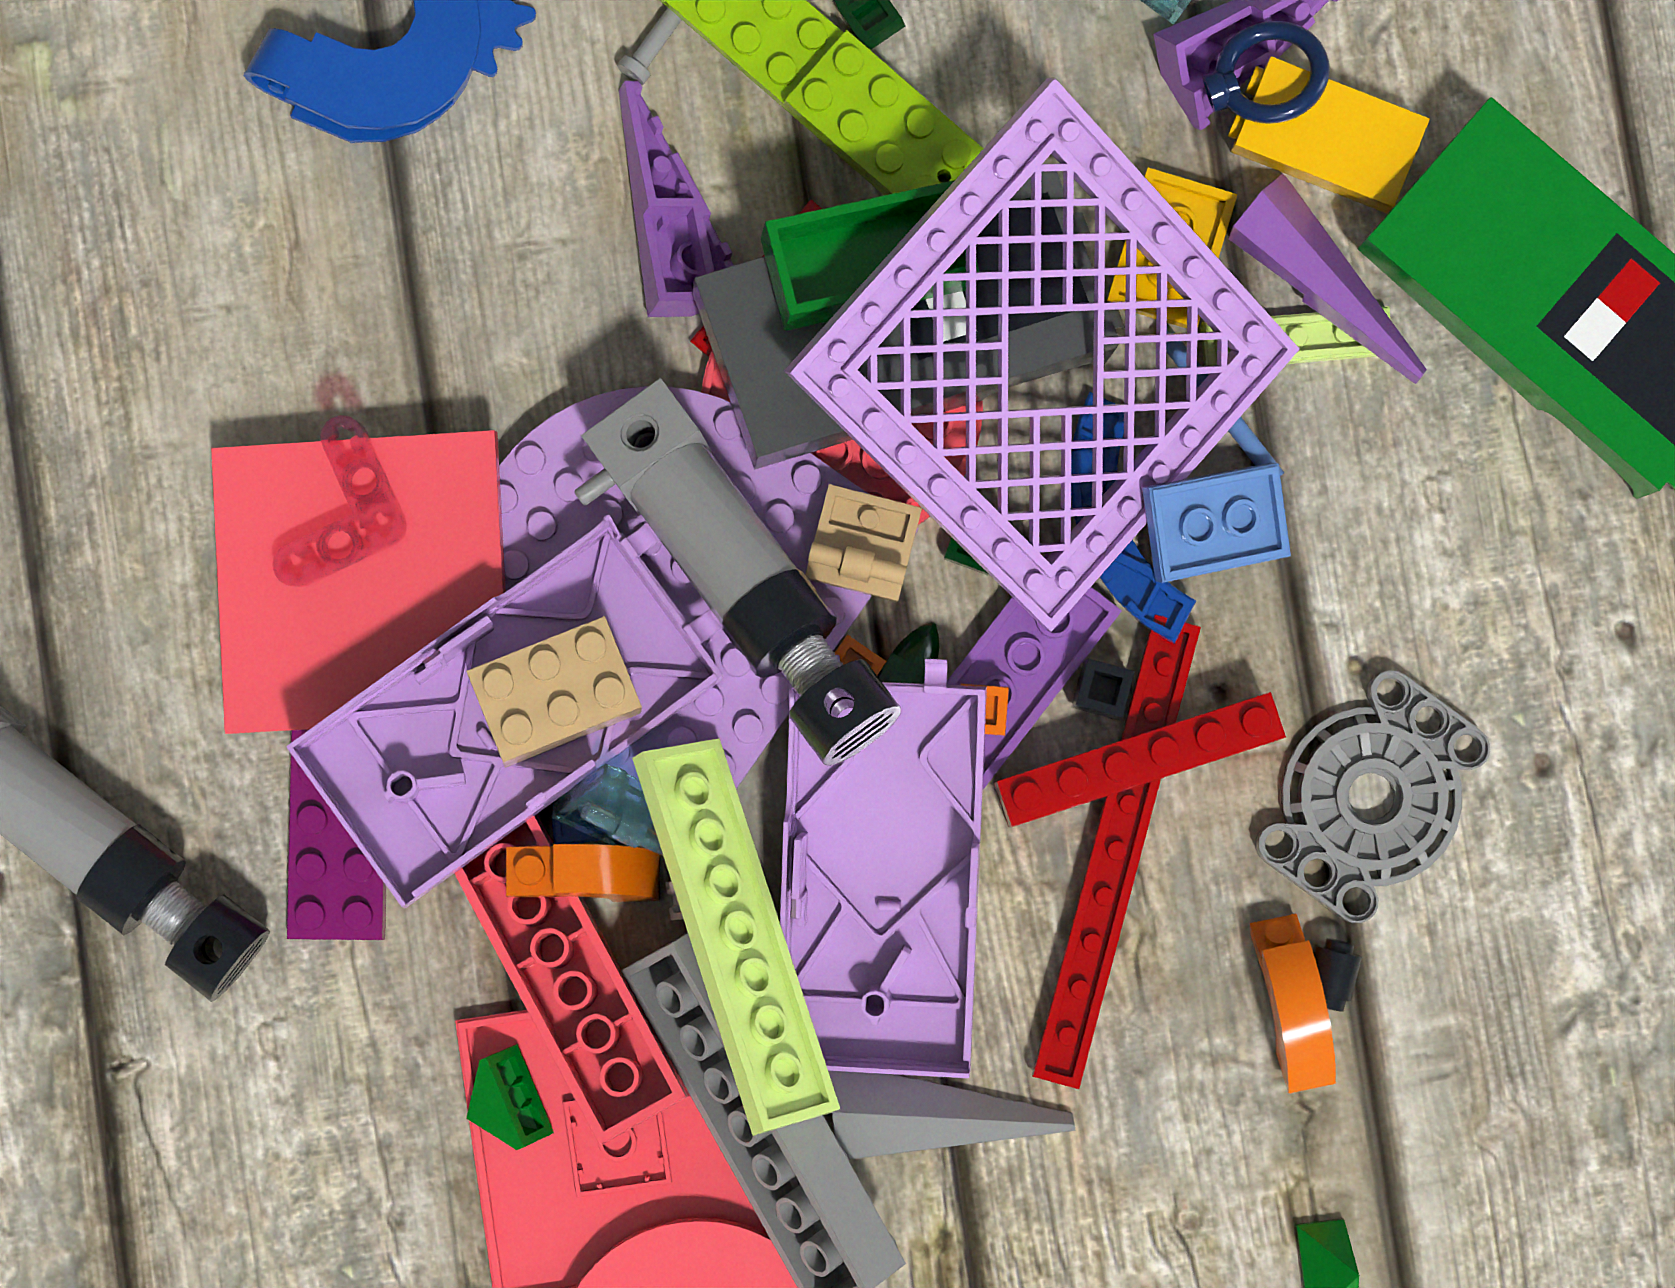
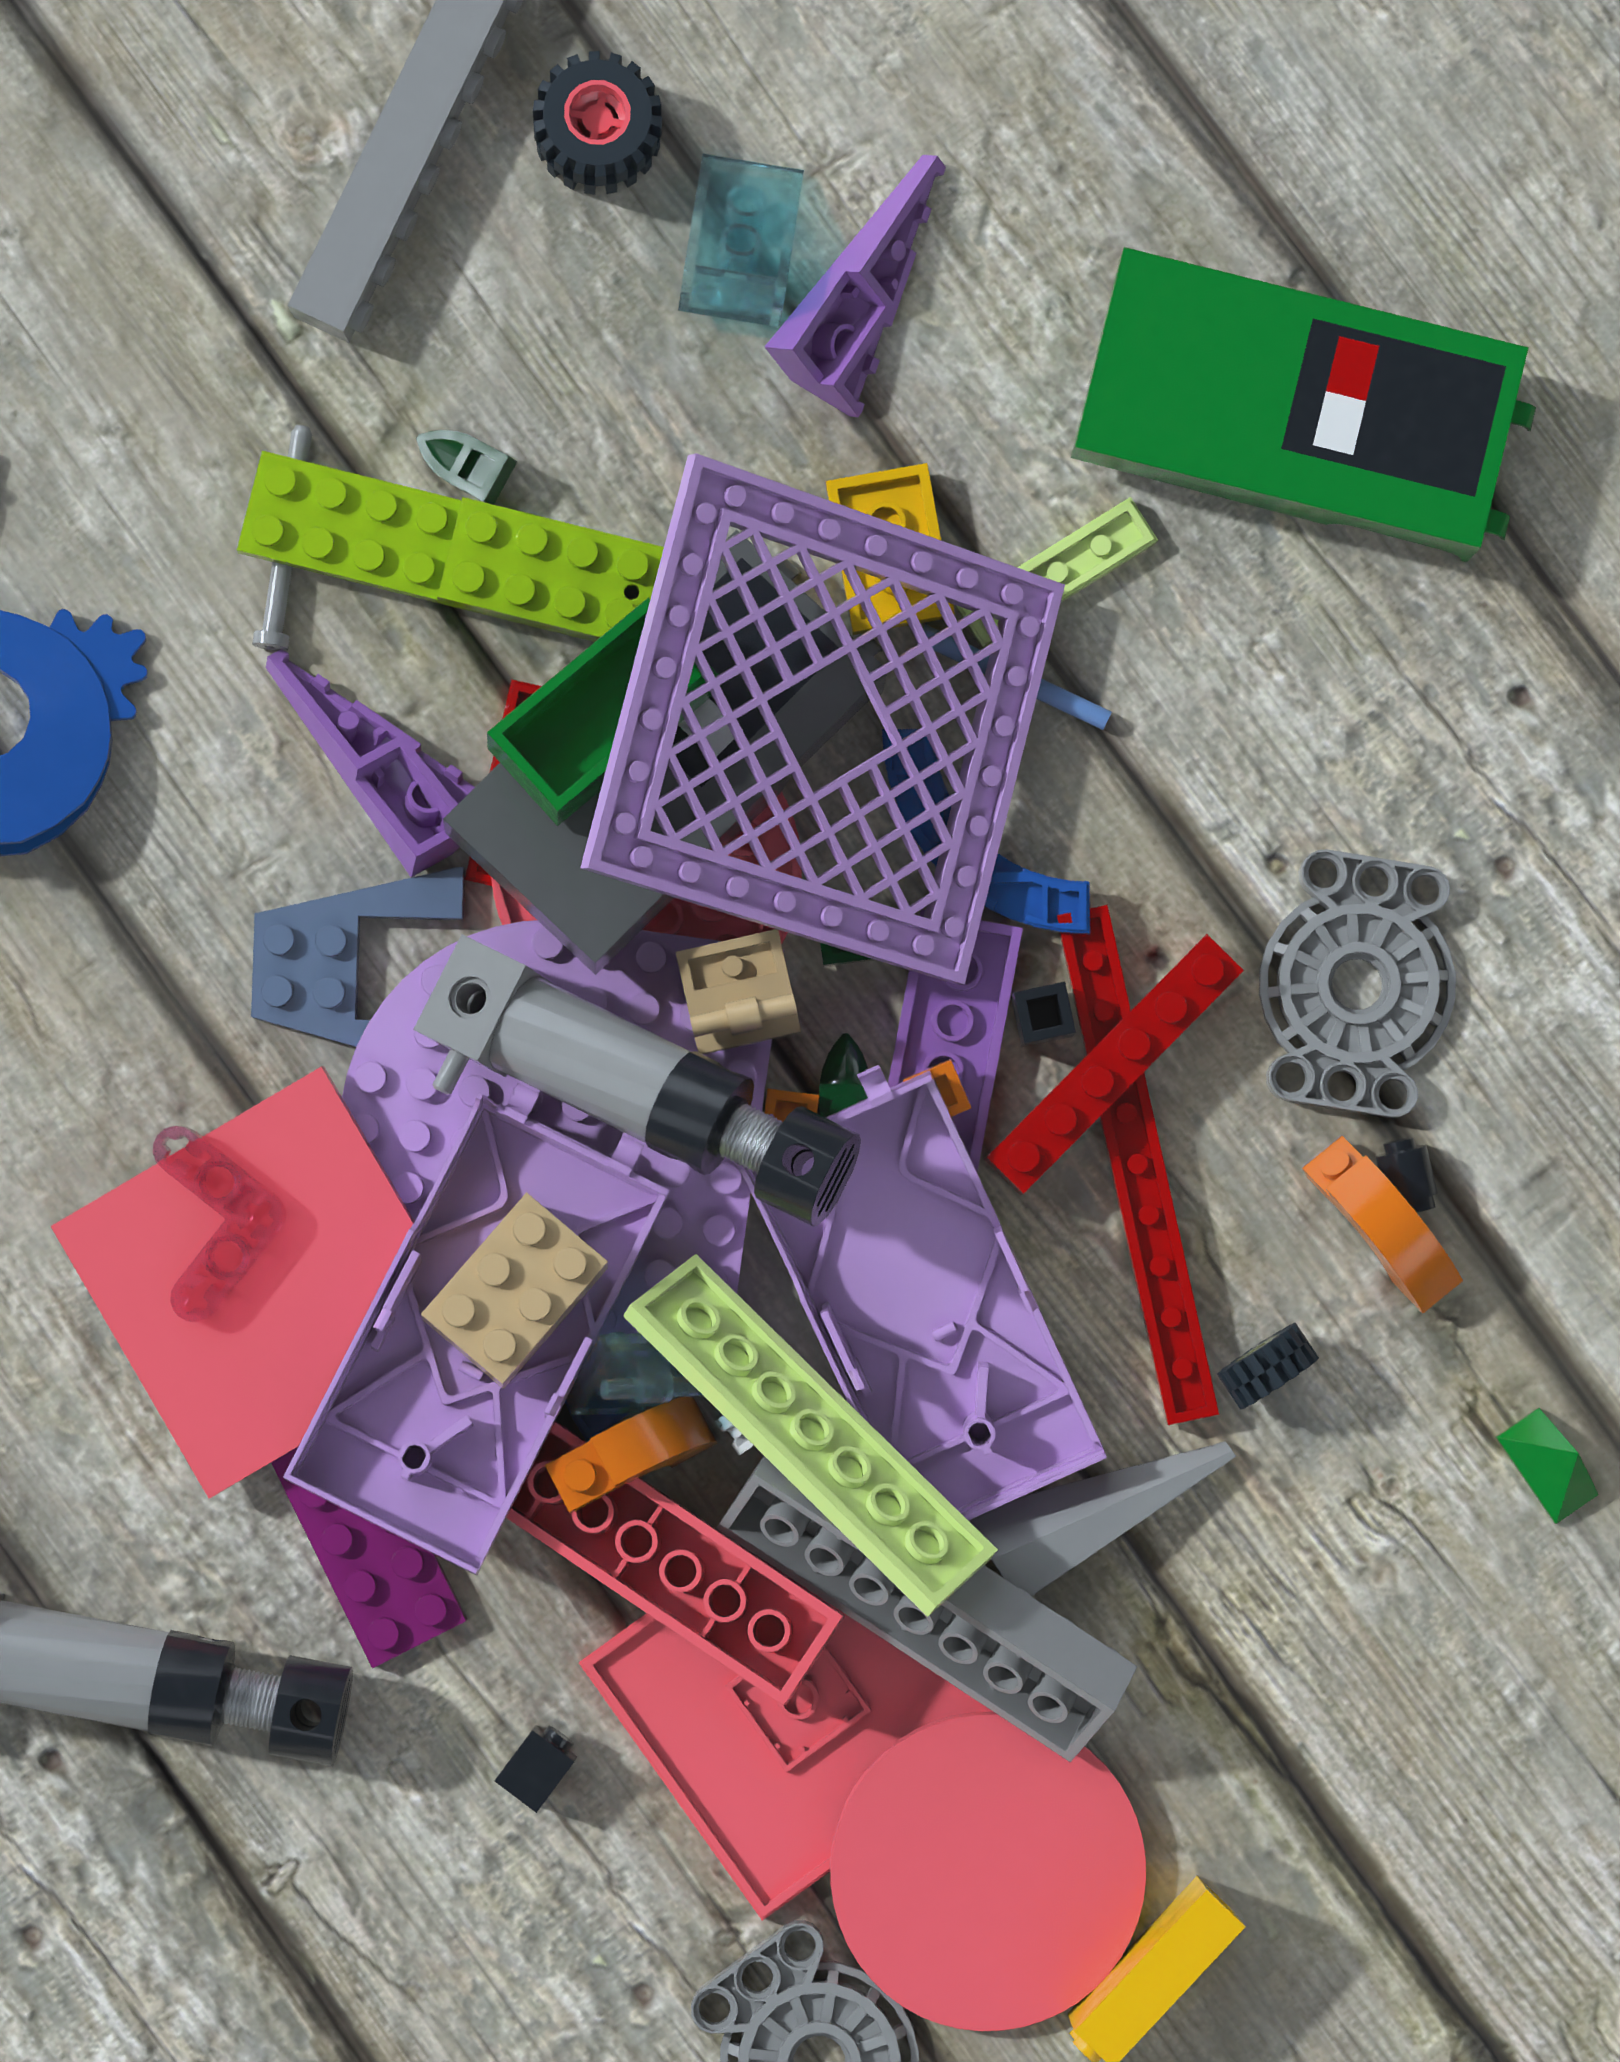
camera: 30 degrees left, 0 degrees up
(377, 1088) = (537, 1766): none -> black brick
(507, 1100) = (670, 1713): green slope -> none
(537, 335) = (311, 951): none -> sand blue wing
(1139, 1071) = (1268, 1366): none -> black wheel
(1216, 522) = (1070, 795): medium blue tile -> none
(1224, 89) = (860, 367): dark blue piece -> none
(1295, 246) = (1008, 485): medium lavender wedge -> none
(1340, 144) = (984, 359): yellow brick -> none

